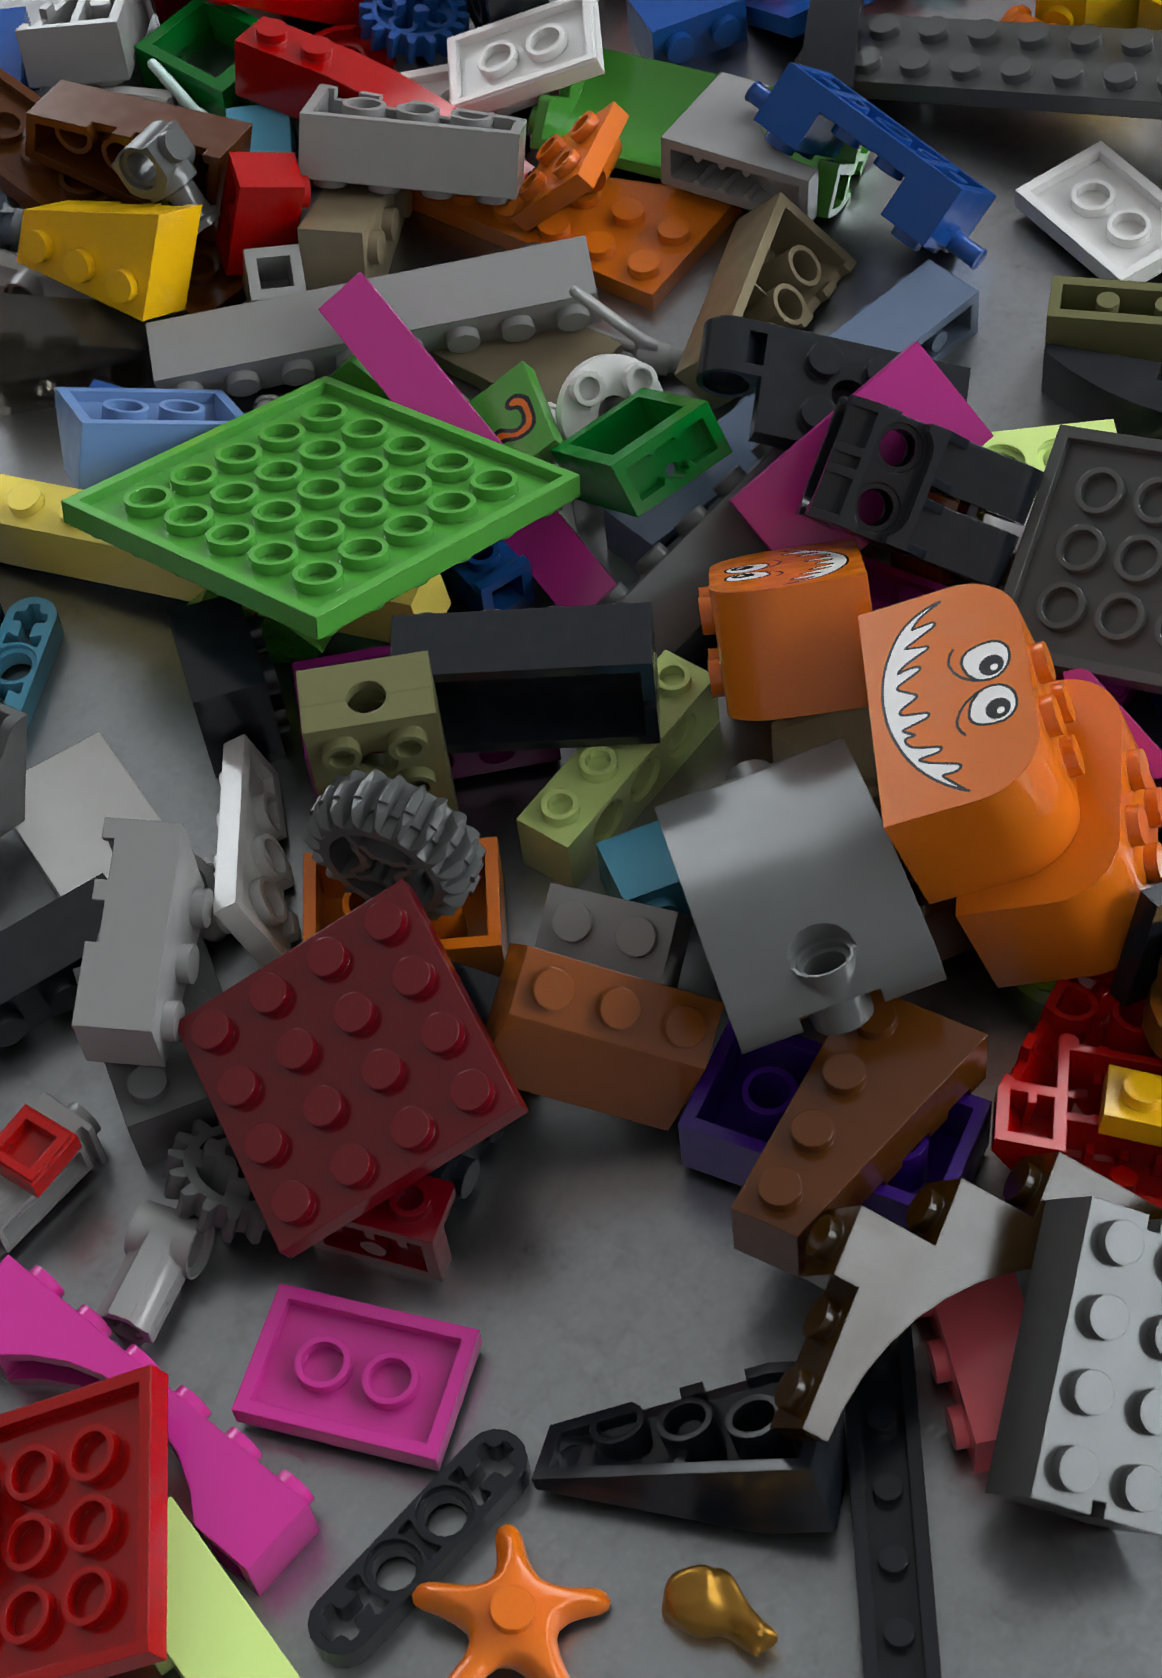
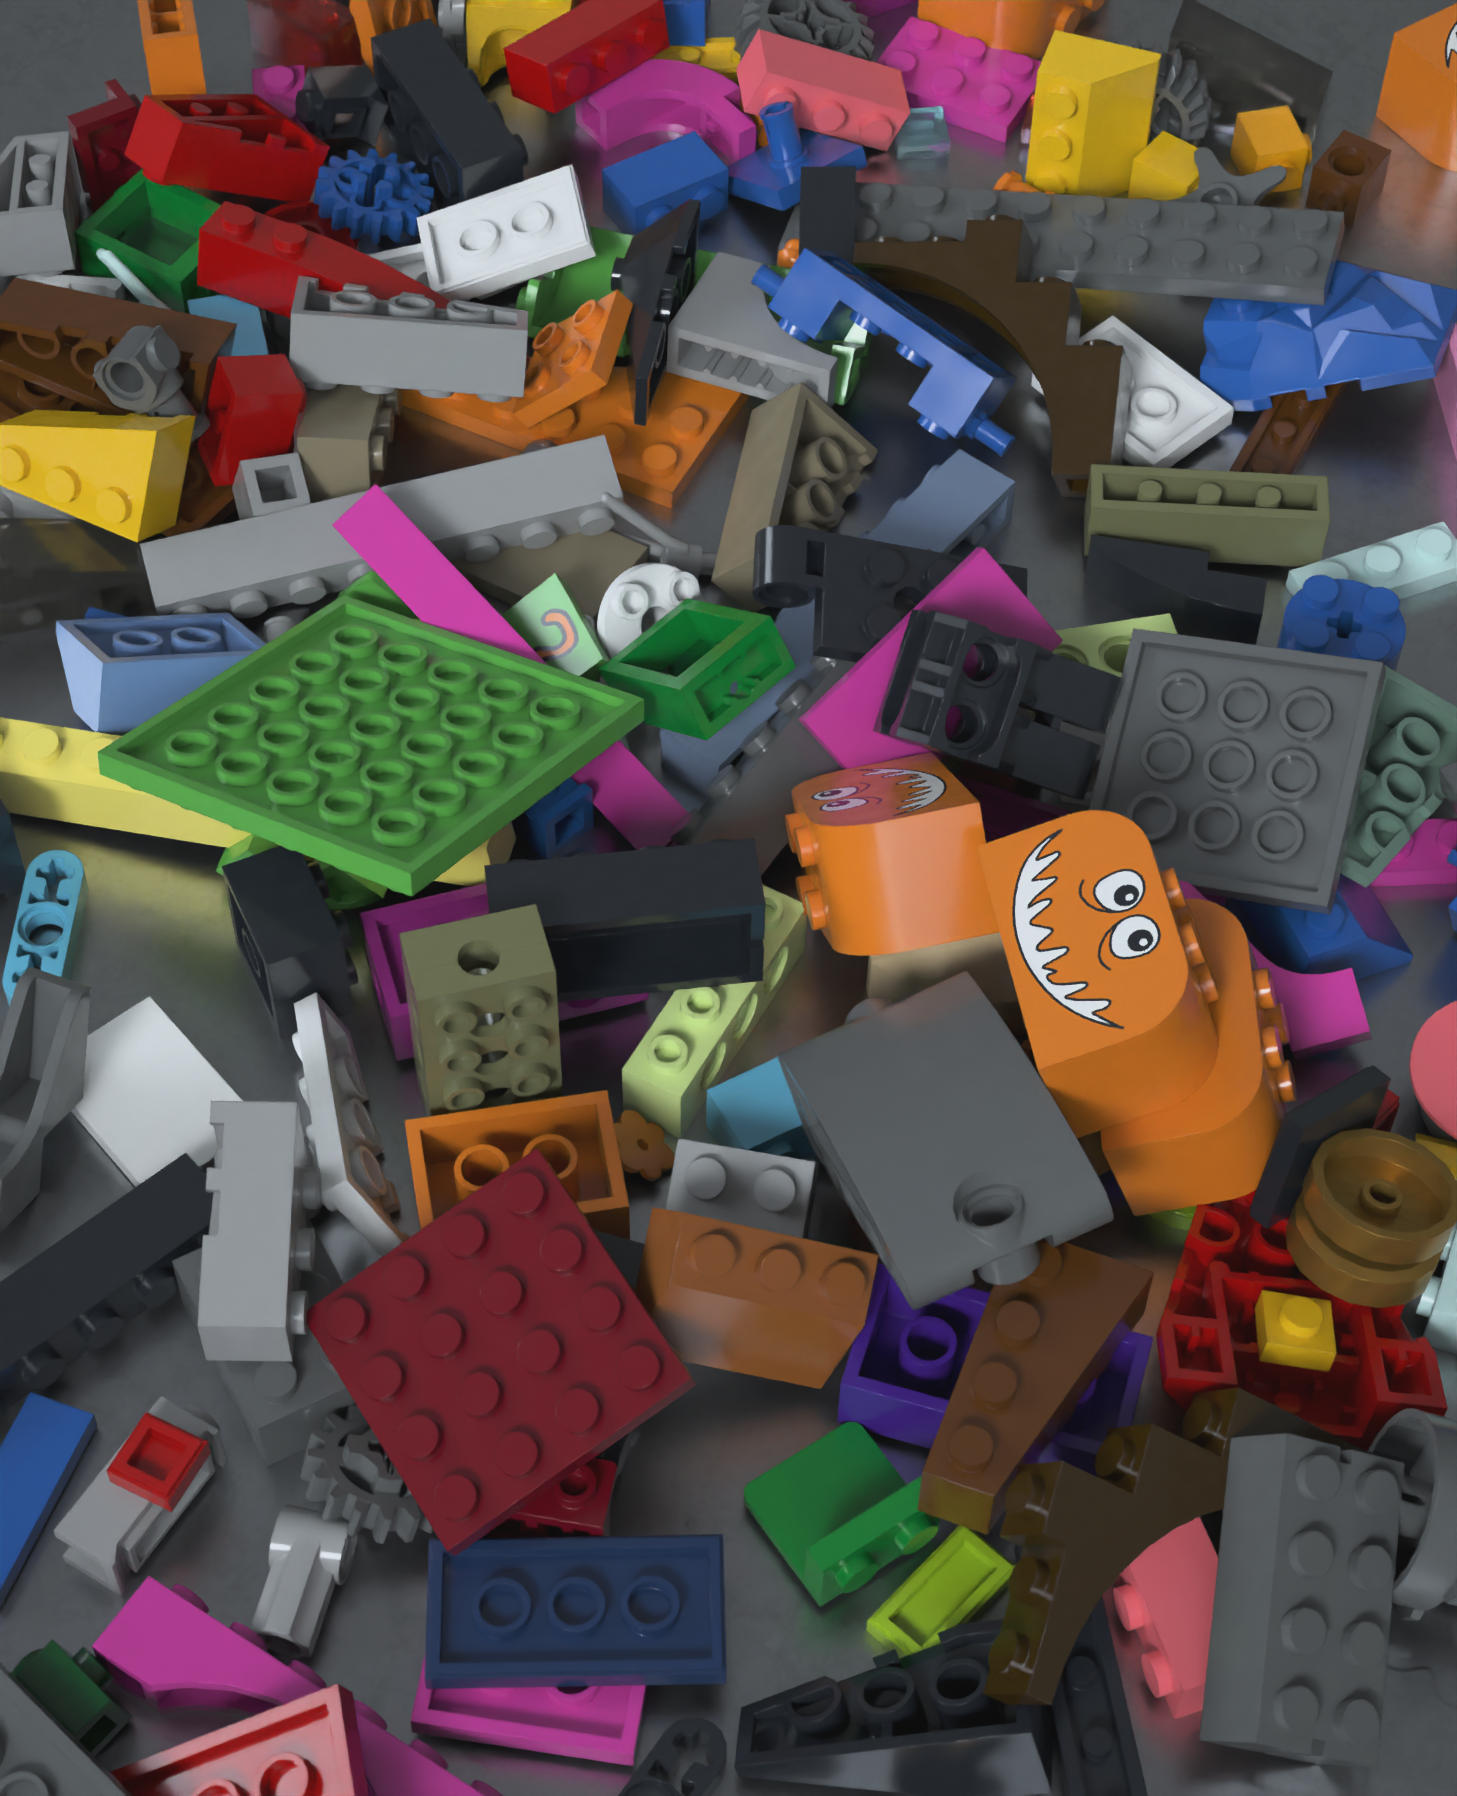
camera: 15 degrees left, 0 degrees up
(388, 830) = (510, 1098): dark grey gear -> none
(401, 1321) = (576, 1612): none -> dark blue tile
(526, 891) = (642, 1146): none -> orange plant
(654, 99) = (657, 280): none -> black wedge
(668, 1248) = (839, 1512): none -> green bracket
(755, 1333) = (943, 1592): none -> lime tile
(978, 98) = (1041, 319): none -> dark brown arch

